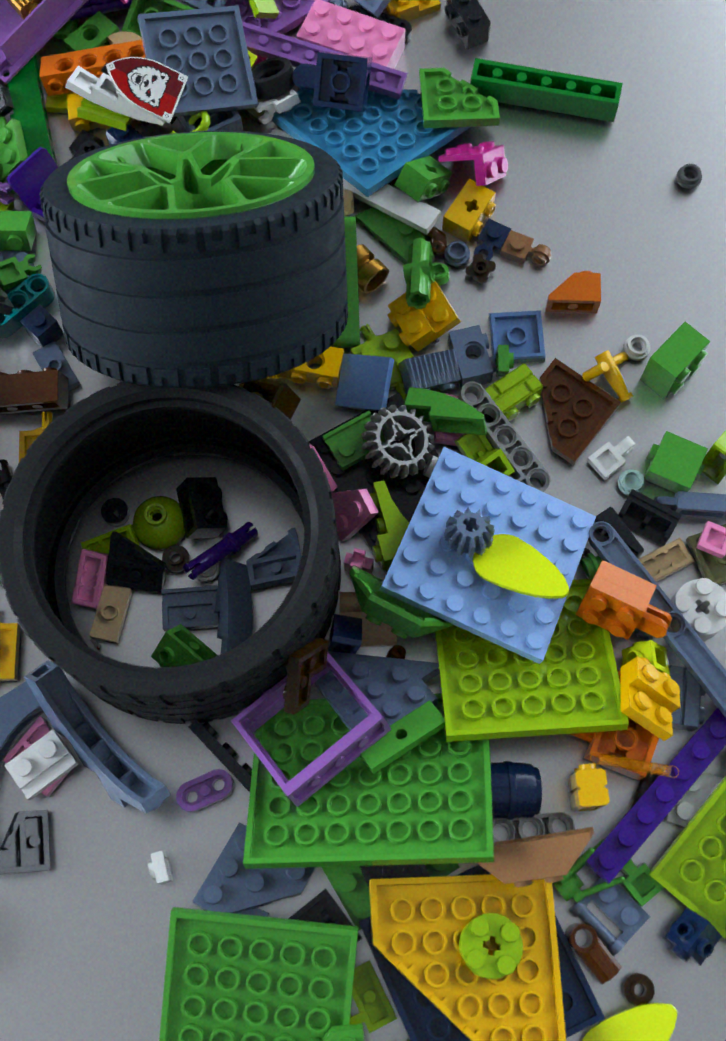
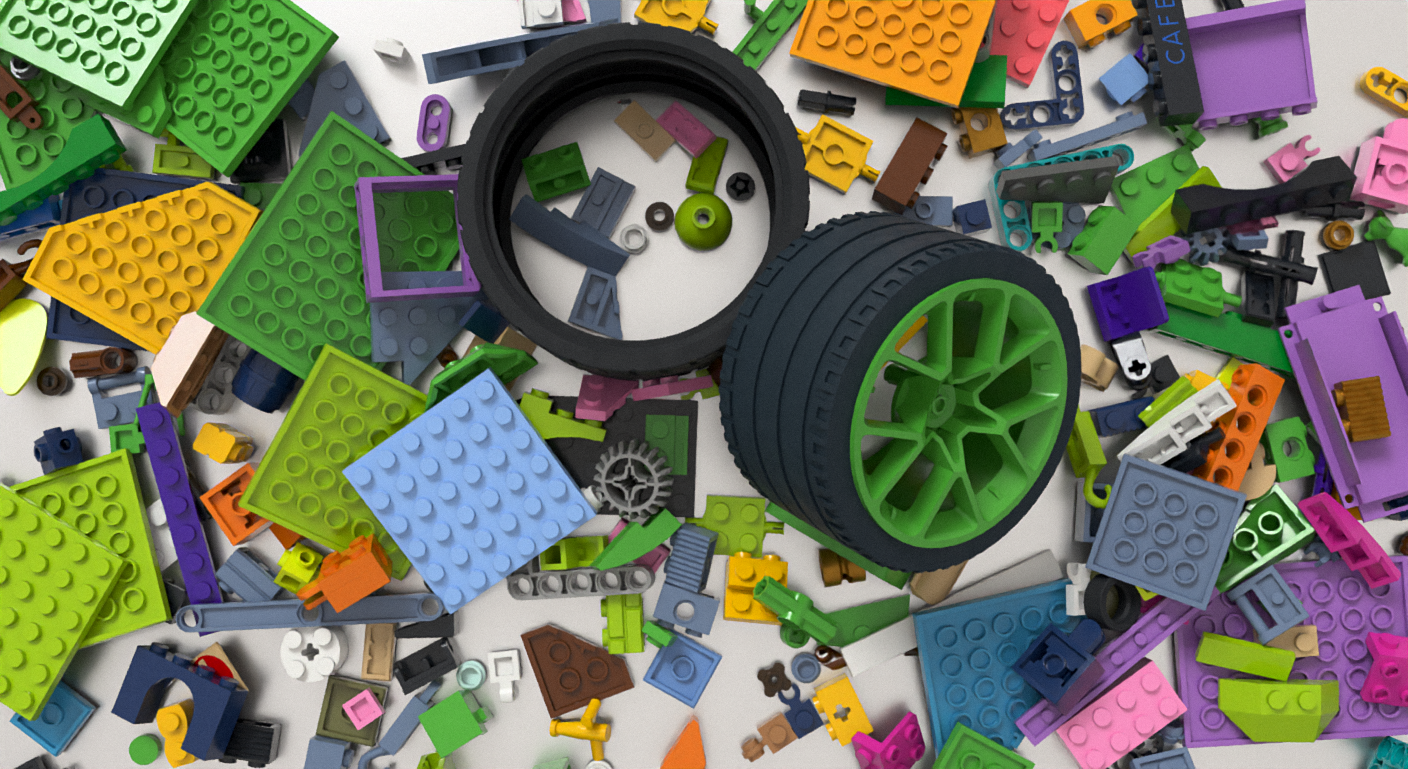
camera: 120 degrees right, 15 degrees up
(133, 566) = (671, 173): black wing -> none
(148, 85) = (1159, 460): shield -> none
(196, 508) = (691, 258): black brick -> none
(229, 544) = (637, 260): dark purple pin -> none
(300, 669) = (452, 247): dark brown plate -> none
(359, 560) = (546, 373): bright pink plate -> none
(364, 382) = (718, 489): medium blue tile -> none
(413, 727) = (359, 328): bright green tile -> none
(424, 178) = (900, 684): bright green brick -> none
(469, 532) = (481, 487): sand blue gear -> none
(476, 956) = (130, 277): lime plate -> none
(520, 568) = (429, 500): neon yellow shield -> none
(590, 564) = (411, 582): bright green plate -> none
(633, 766) = (205, 495): light orange piece -> none
(649, 696) = (256, 543): yellow plate -> none

